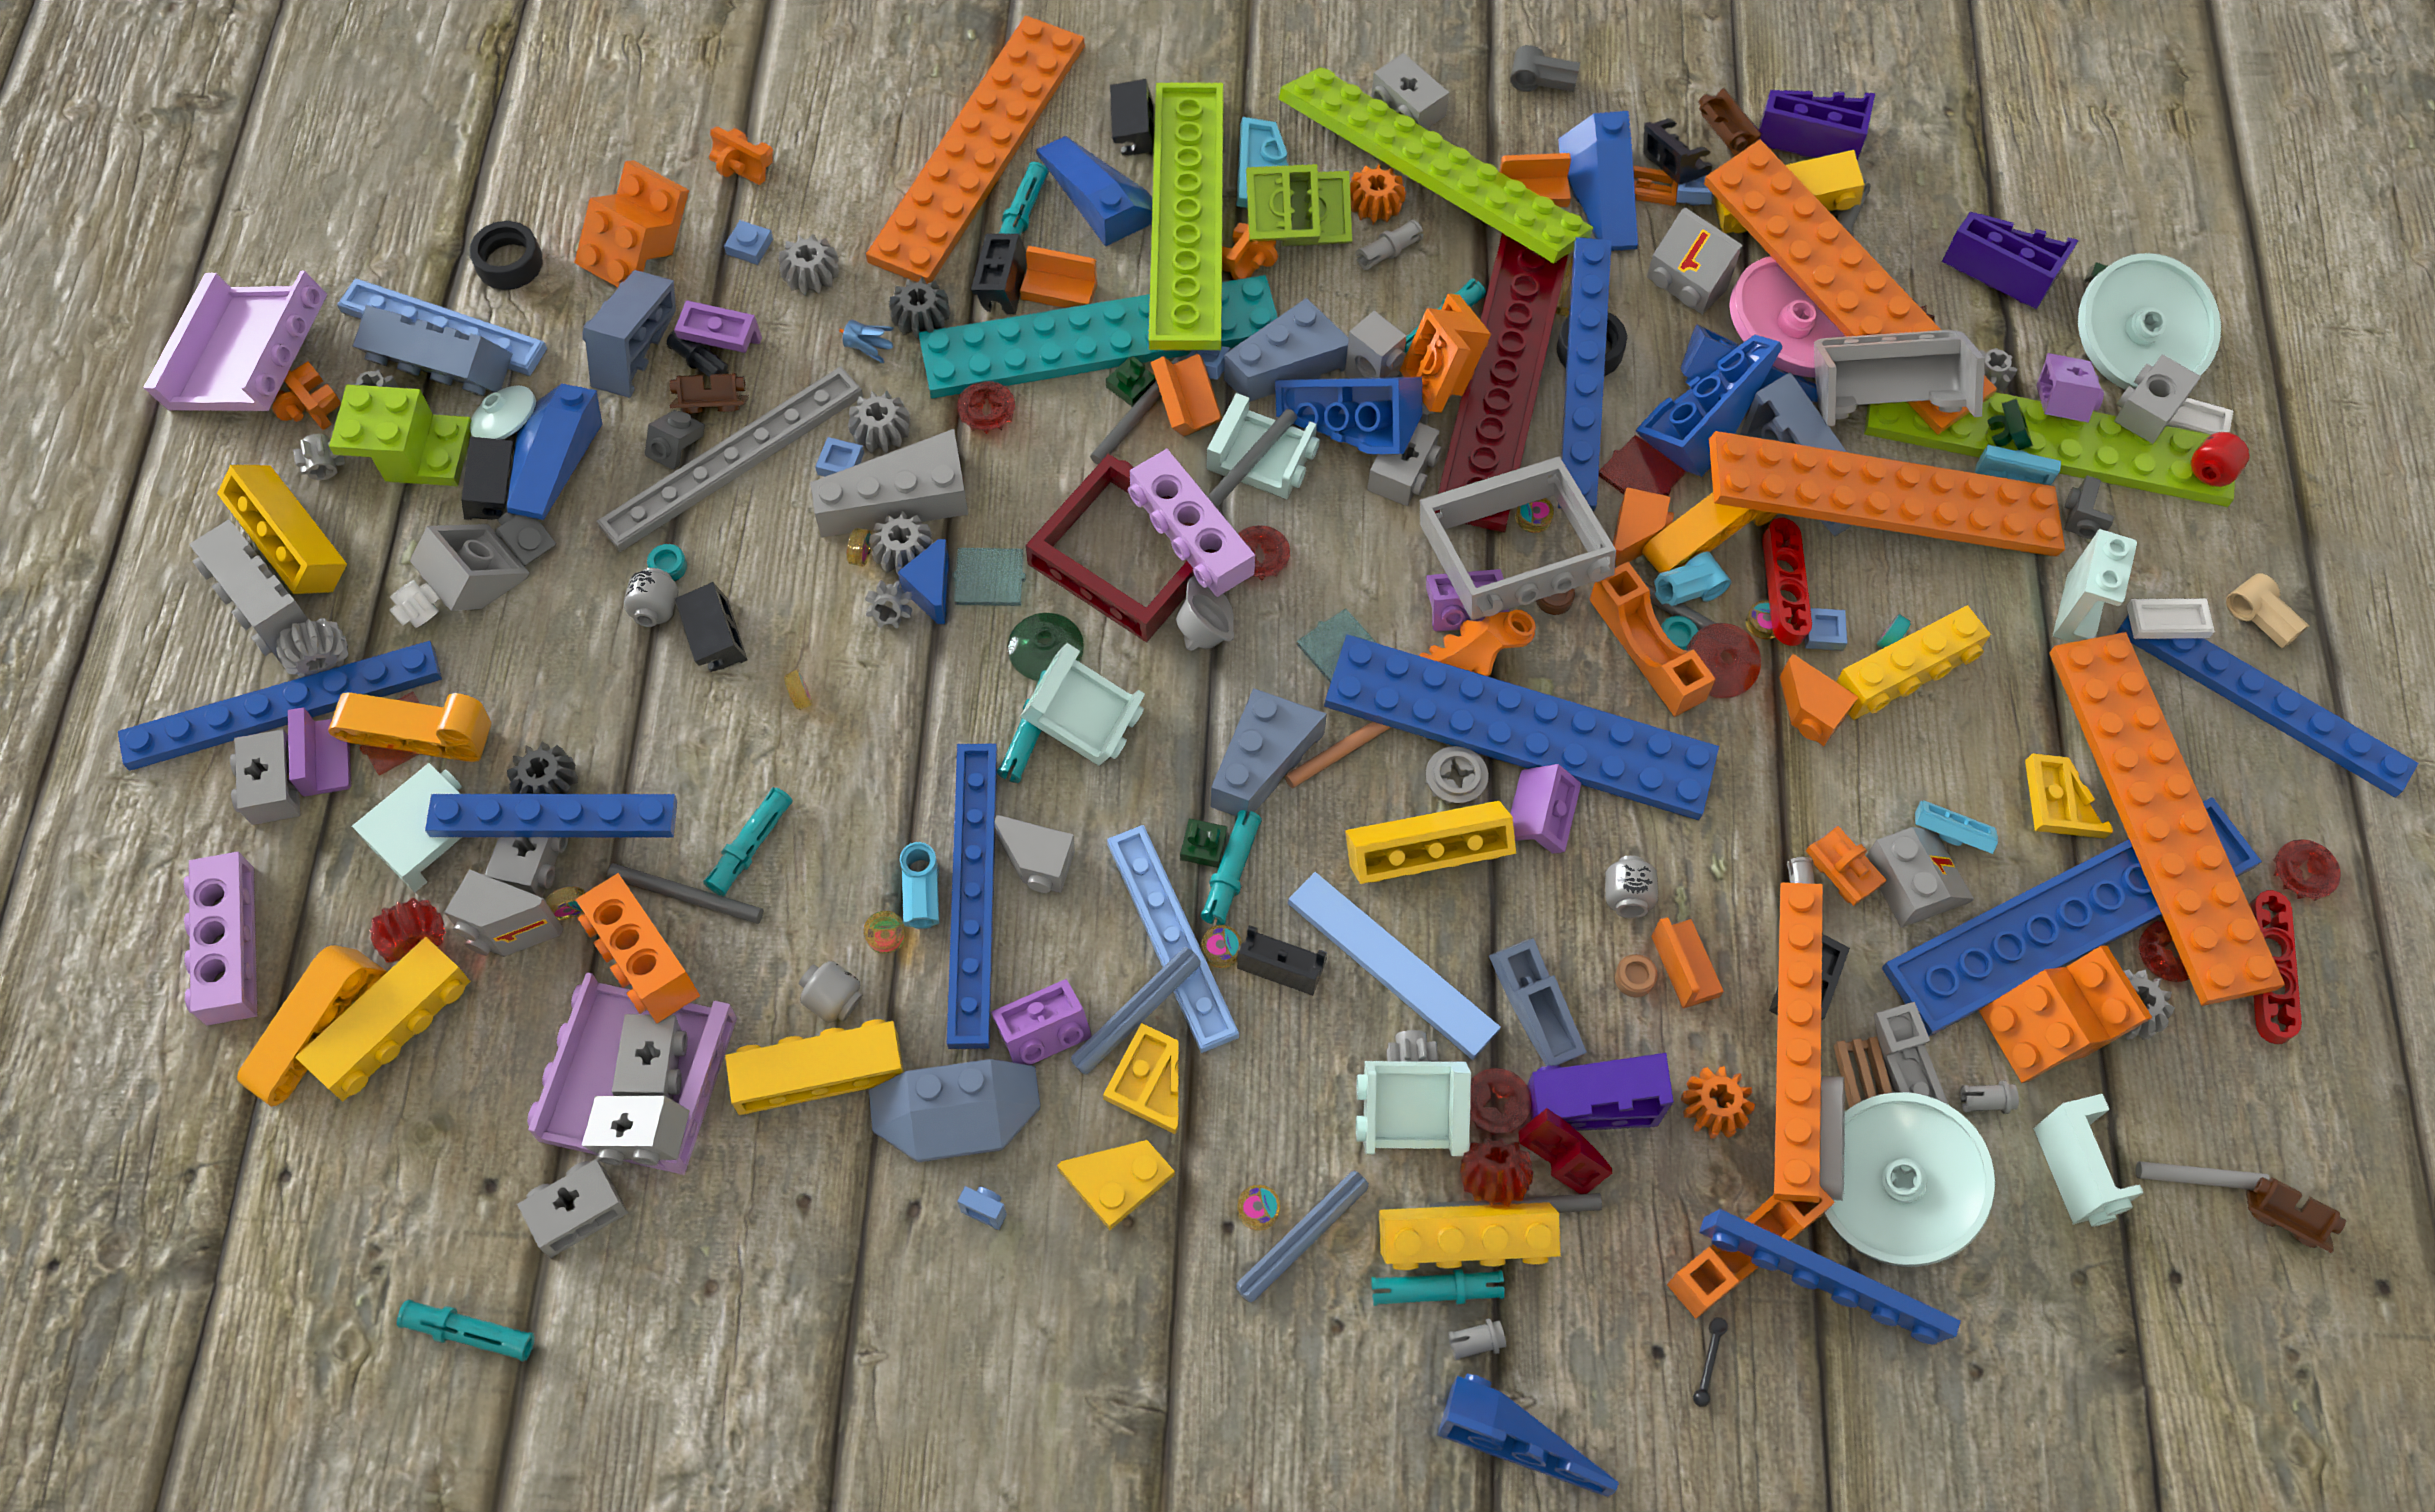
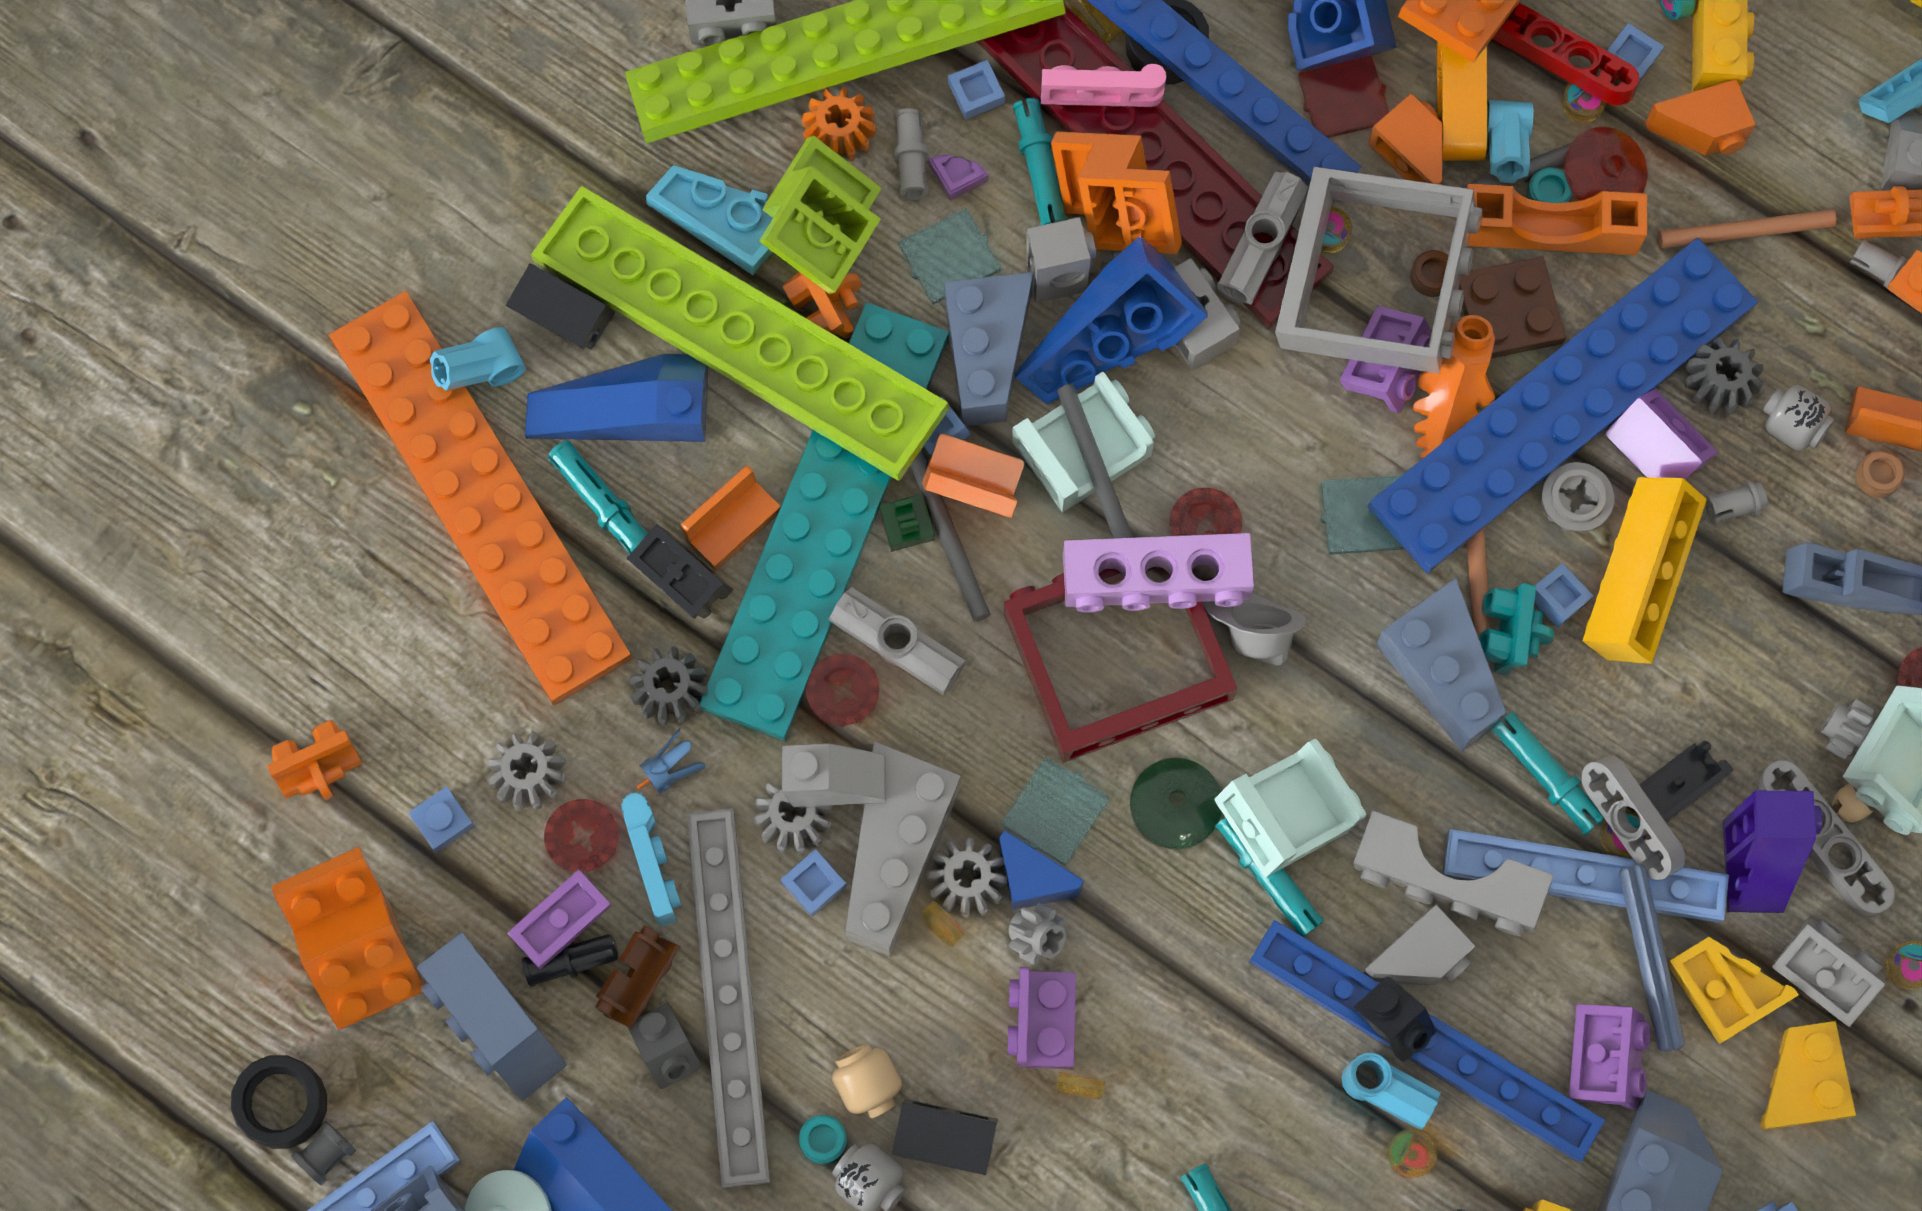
camera: 55 degrees left, 10 degrees up
(486, 295) = (323, 1153): none -> dark grey bush
(720, 560) = (867, 1080): none -> tan head
(782, 308) = (587, 815): none -> clear red gear
(793, 359) = (650, 855): none -> medium azure hinge
(832, 643) = (1044, 1019): none -> medium lavender bracket
(908, 409) = (832, 775): none -> light grey slope
(969, 855) = (1397, 1018): none -> black bracket
(1040, 431) = (920, 658): none -> light grey piece
(1071, 99) = (486, 358): none -> medium azure piece
(1114, 876) = (1509, 895): none -> light grey arch
(1203, 843) = (1502, 783): dark green tile -> none
(1213, 1145) = (1831, 970): none -> light grey bracket
(1230, 932) = (1623, 783): none -> light grey beam
(1271, 1033) = (1767, 848): none -> dark purple wedge
(1316, 1089) = (1836, 833): none -> light grey beam
(1337, 772) = (1519, 627): none -> teal hips
(1342, 302) = (949, 253): none -> clear light blue piece
(1348, 1093) = (1848, 806): none -> tan hinge
(1371, 800) = (1561, 595): none -> medium blue plate
(1394, 965) = (1738, 686): light blue tile -> none
(1397, 280) = (957, 174): none -> medium lavender tile
(1464, 255) = (976, 89): none -> medium blue plate
(1468, 464) = (1272, 216): none -> light grey piece
(1520, 313) = (1103, 86): none -> bright pink plate
(1534, 884) = (1737, 502): none -> light grey pin
(1567, 657) = (1517, 304): none -> reddish brown plate
(1628, 834) = (1716, 387): none -> dark grey gear
(1757, 781) = (1748, 228): none -> nougat bar

